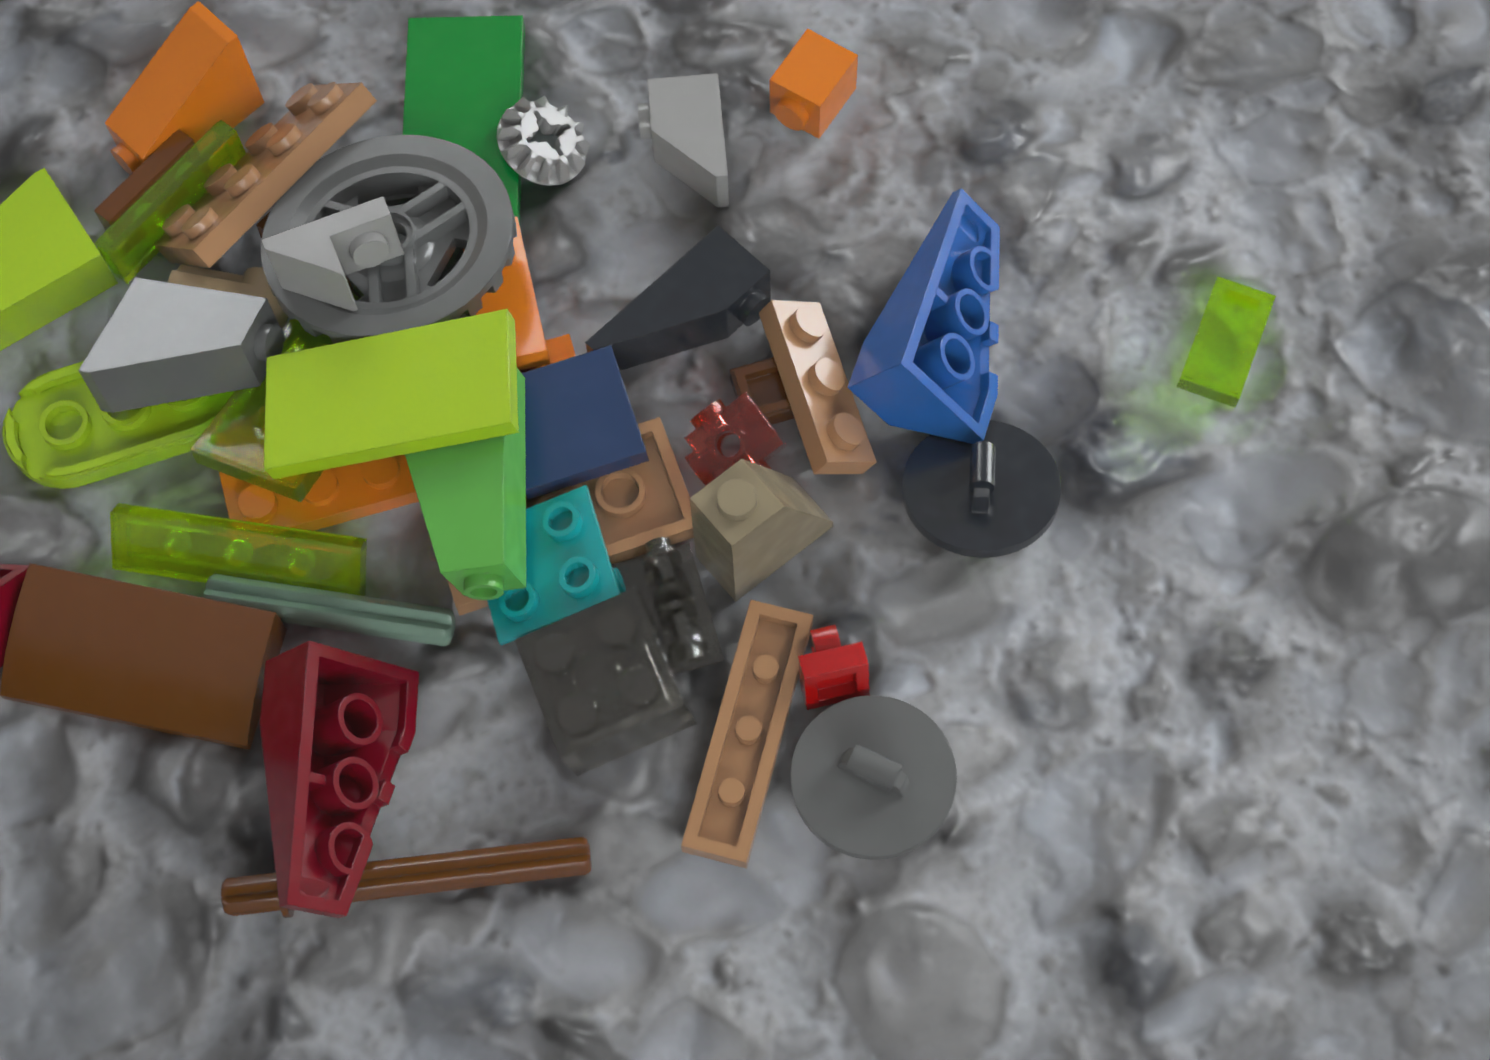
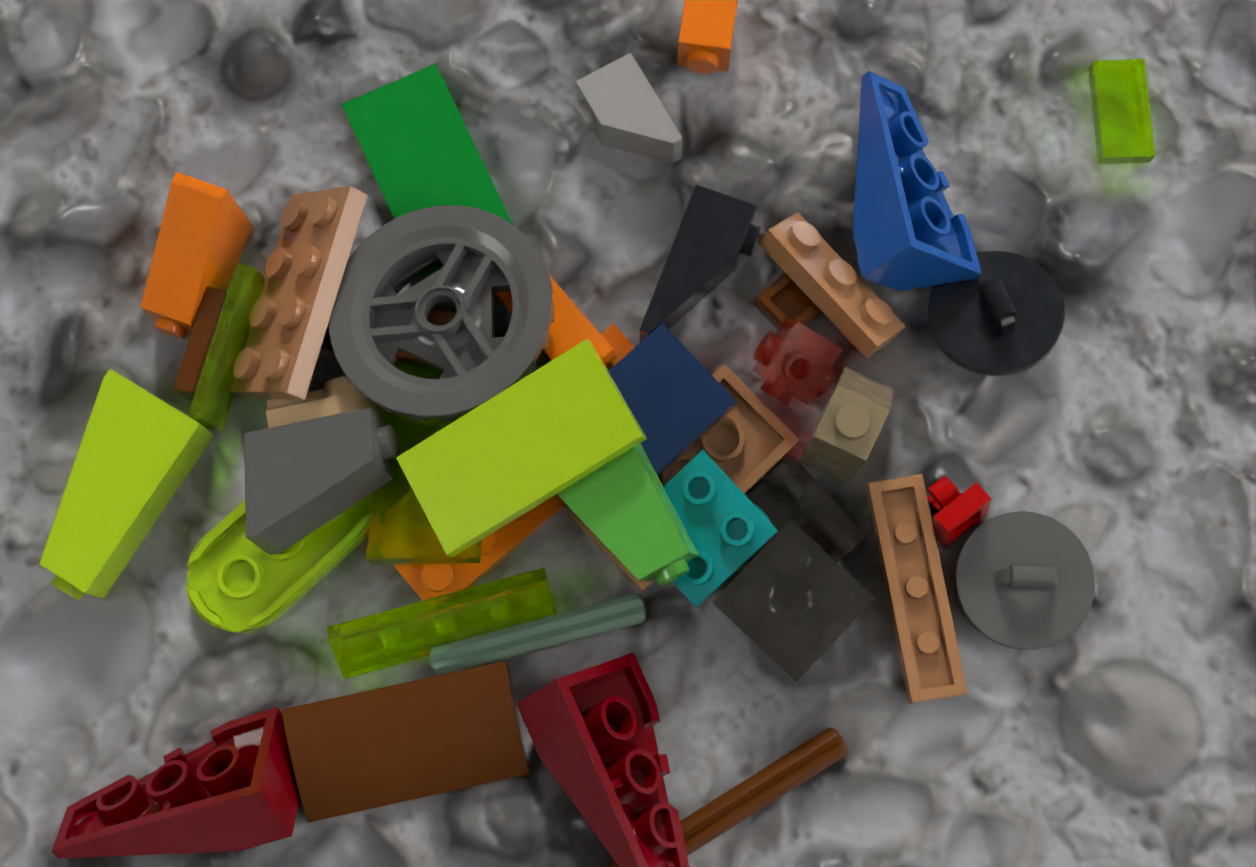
camera: 25 degrees left, 10 degrees up
(322, 252) = (403, 357): light grey slope -> none
(537, 160) = (521, 185): light grey gear -> none

